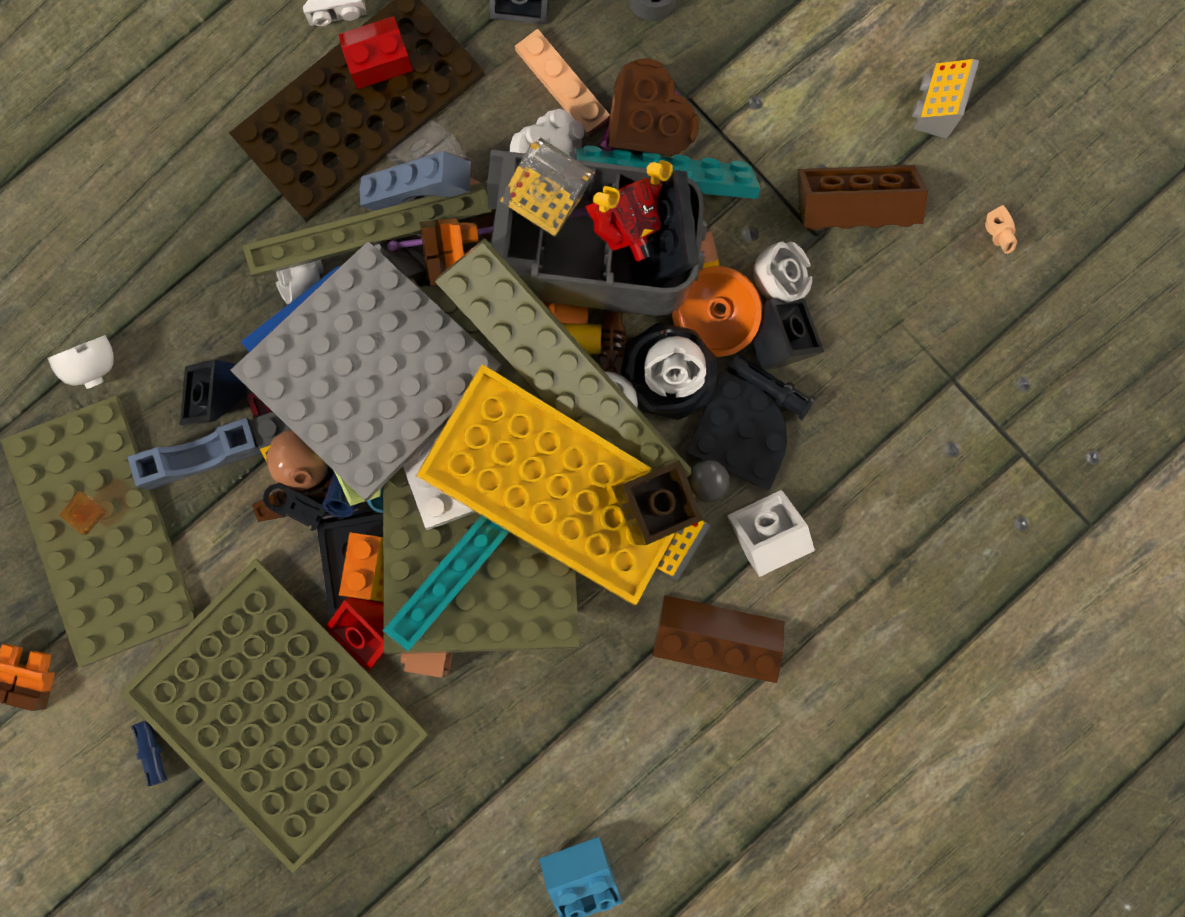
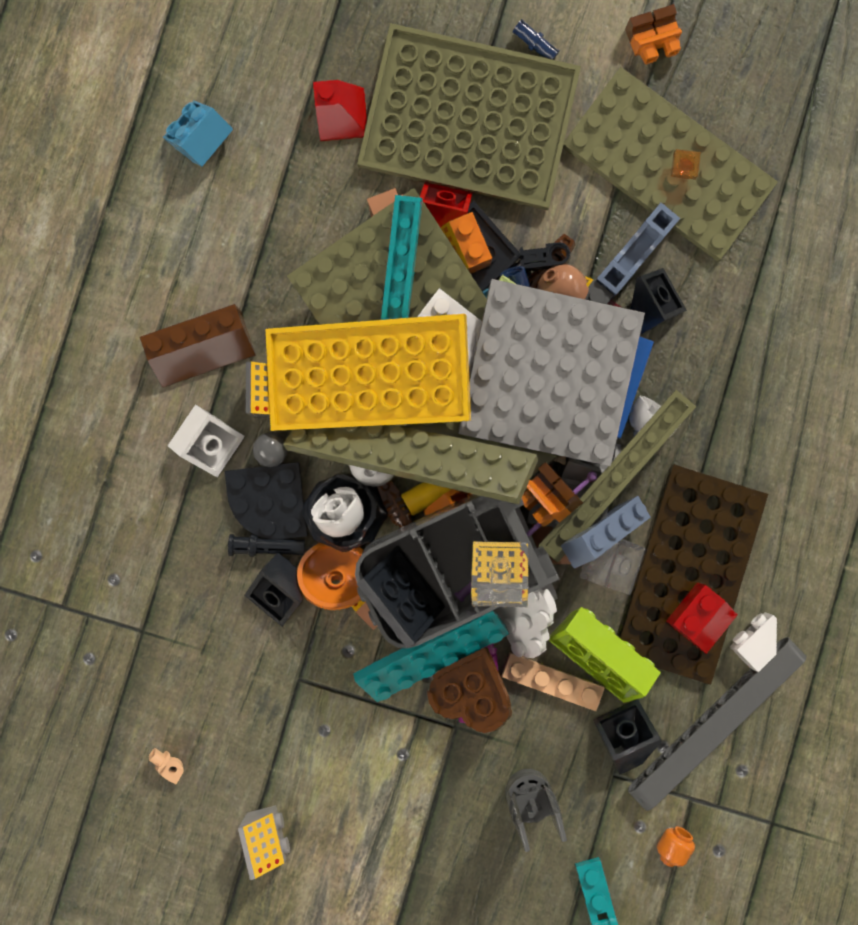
camera: 145 degrees right, 5 degrees up
(84, 363) = (757, 266): white cylinder -> none
(409, 807) = (340, 110): none -> red slope
(494, 71) = (604, 655): none -> lime slope
(630, 213) = (430, 593): torso -> none
(657, 503) = (289, 403): dark brown brick -> none
(782, 272) = (304, 631): white cylinder -> none
(861, 196) = (282, 727): reddish brown slope -> none

